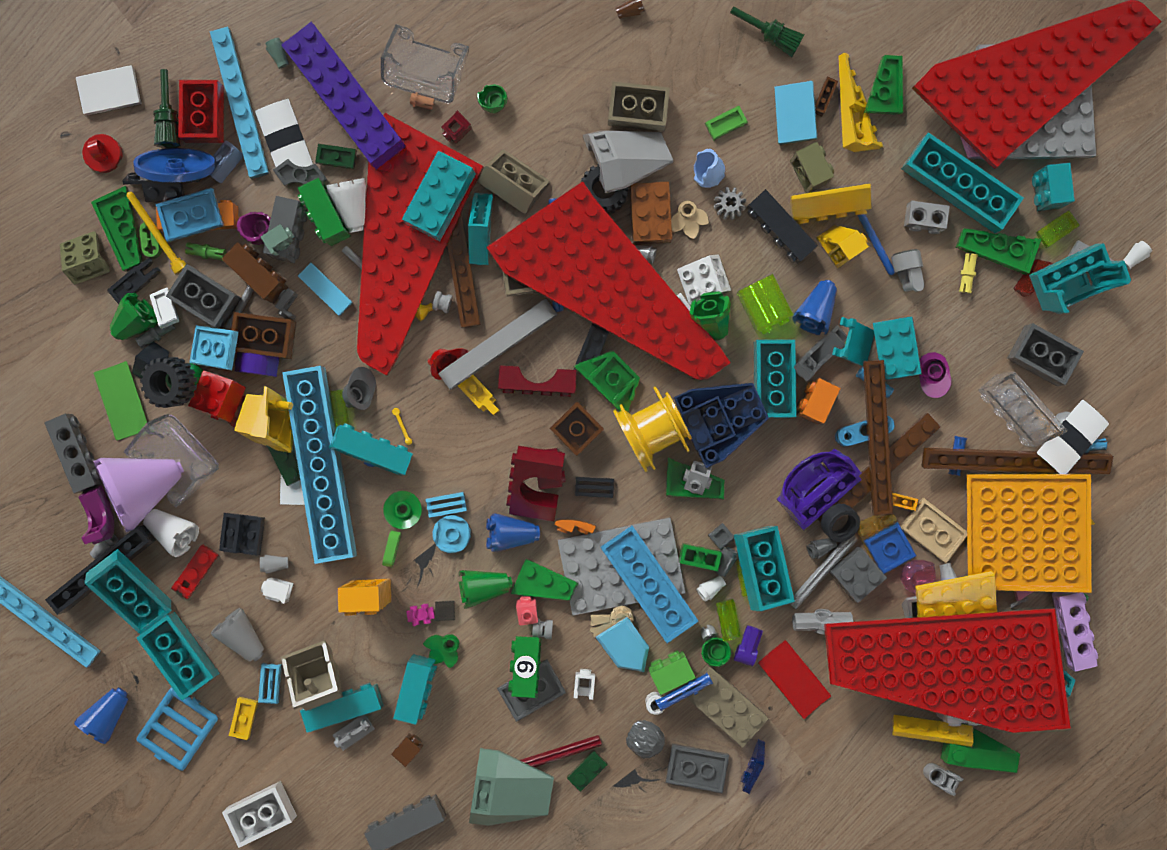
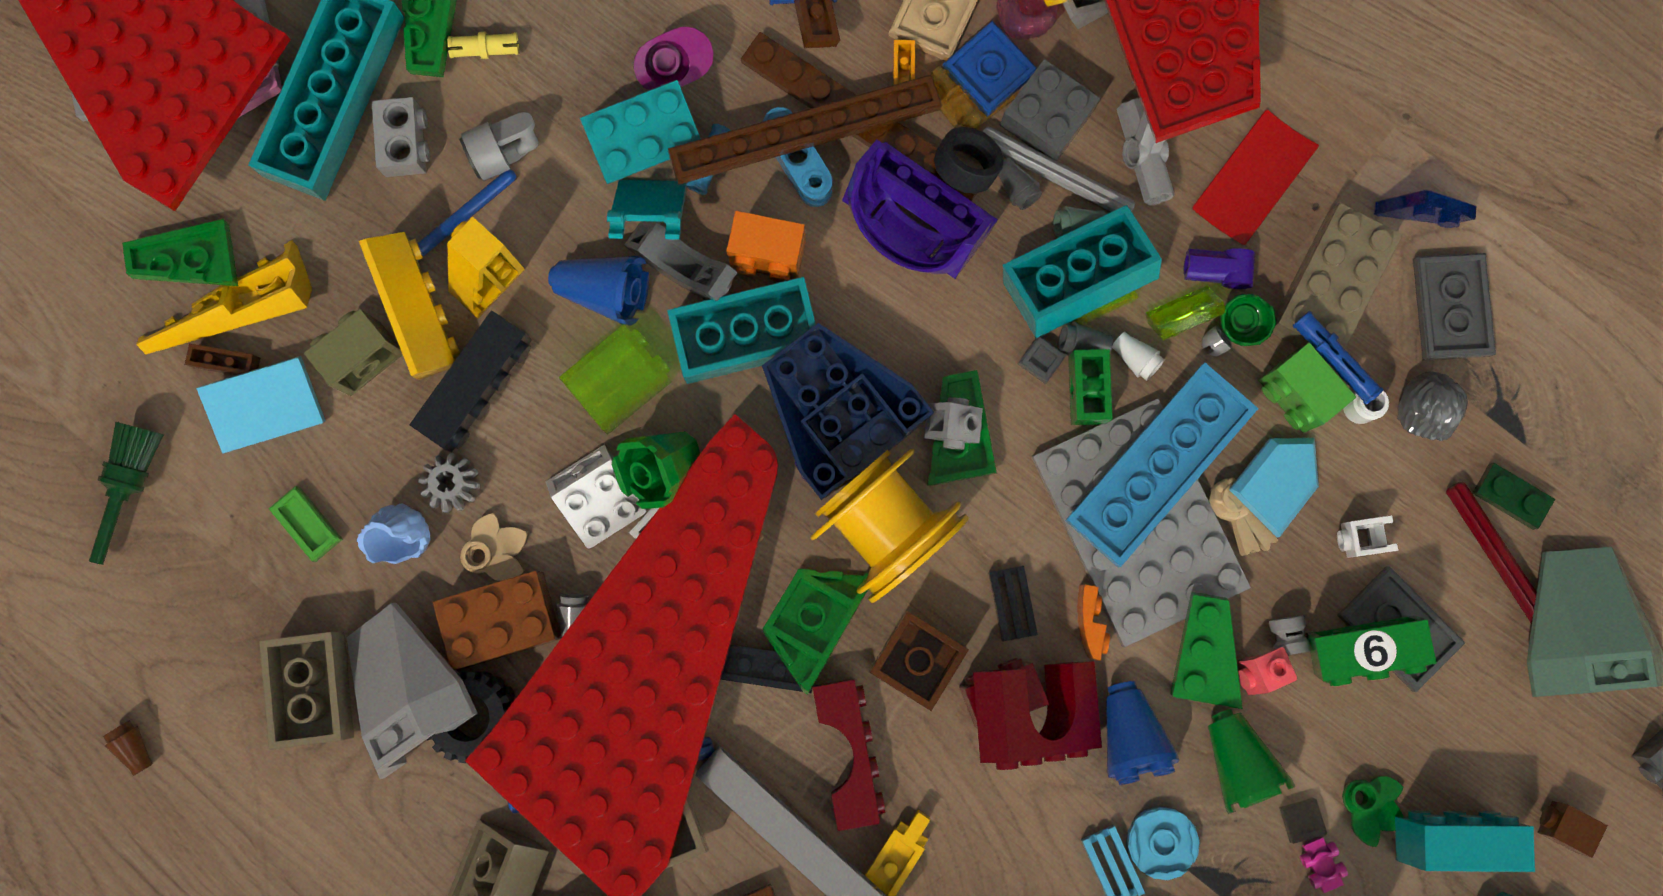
camera: 105 degrees left, 5 degrees down
(794, 571) = (1073, 218): none -> sand green cone

